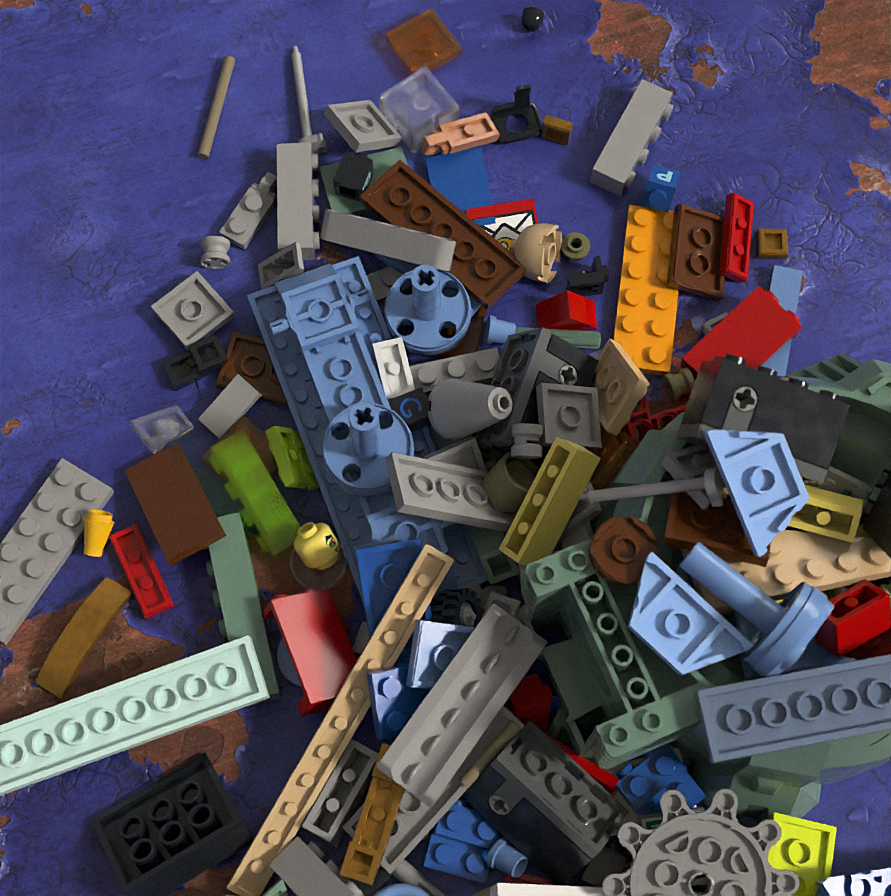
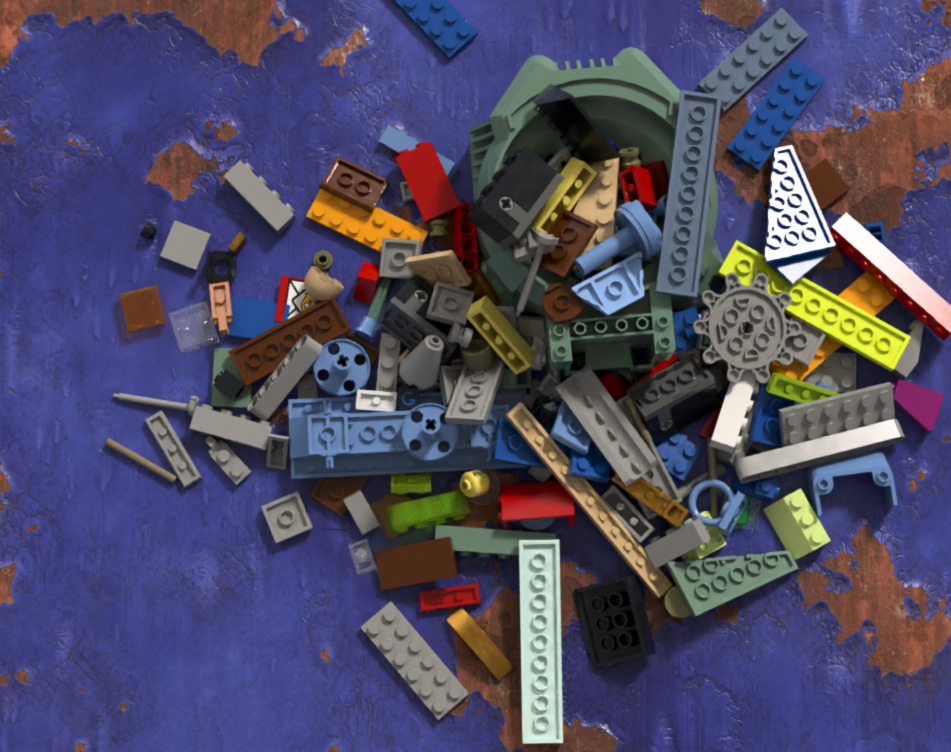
camera: 70 degrees left, 10 degrees up
(96, 531) = (417, 617): yellow cone -> none
(196, 363) = (323, 525): black slope -> none
(215, 252) = (250, 491): light grey wheel -> none
(245, 141) = (173, 449): none -> light grey tile
(362, 125) = (193, 368): light grey plate -> none
(507, 858) = (694, 431): medium blue piece -> none
(530, 65) = (185, 245): none -> light grey tile
(588, 283) = (352, 263): black bracket -> none
(621, 327) = (393, 256): none -> light grey plate
(660, 188) = (303, 192): blue brick -> none
(736, 238) = (352, 157): red tile -> none
(759, 481) = (554, 213): light blue wing -> none
(772, 243) = (362, 136): pearl gold tile -> none

